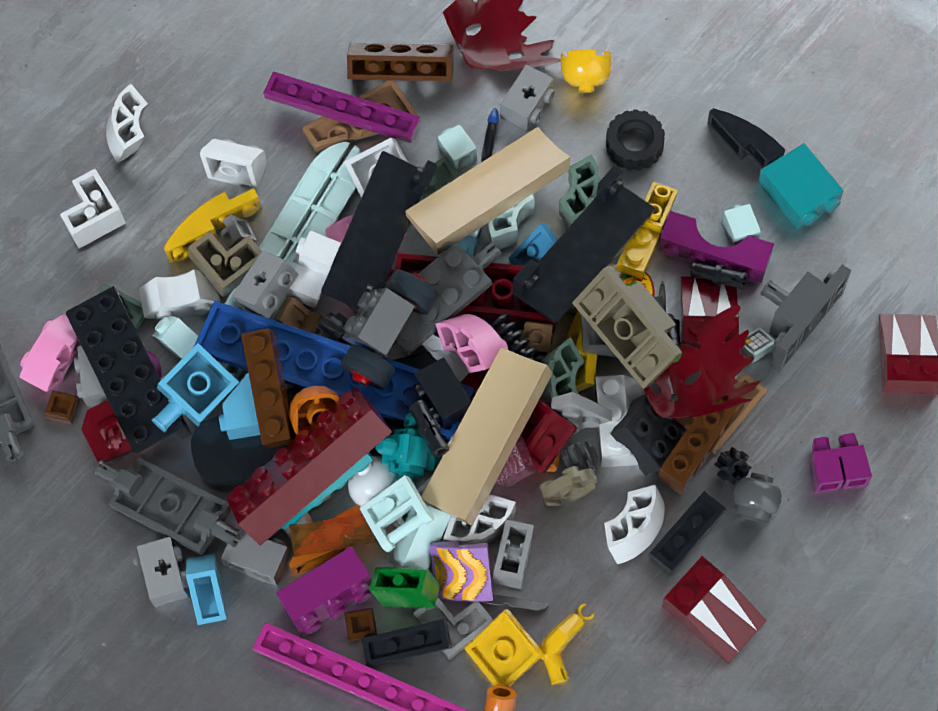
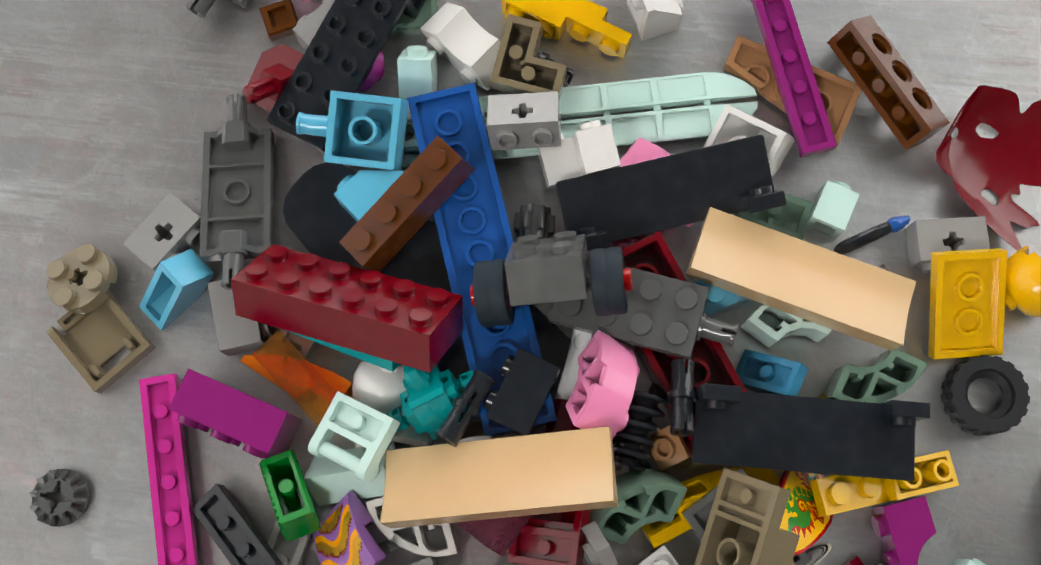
camera: 55 degrees right, 10 degrees up
(136, 644) = (68, 270): none -> dark tan plate
(198, 663) = (97, 339): none -> dark tan container
(238, 230) = (578, 53): light grey tile -> none
(297, 315) = (521, 179): medium nougat bracket -> none
(309, 405) = (415, 261): orange cylinder -> none
(360, 624) = (236, 471): reddish brown tile -> none
(512, 302) = (682, 398): none -> black pin
(571, 110) = (967, 303): none -> yellow plate

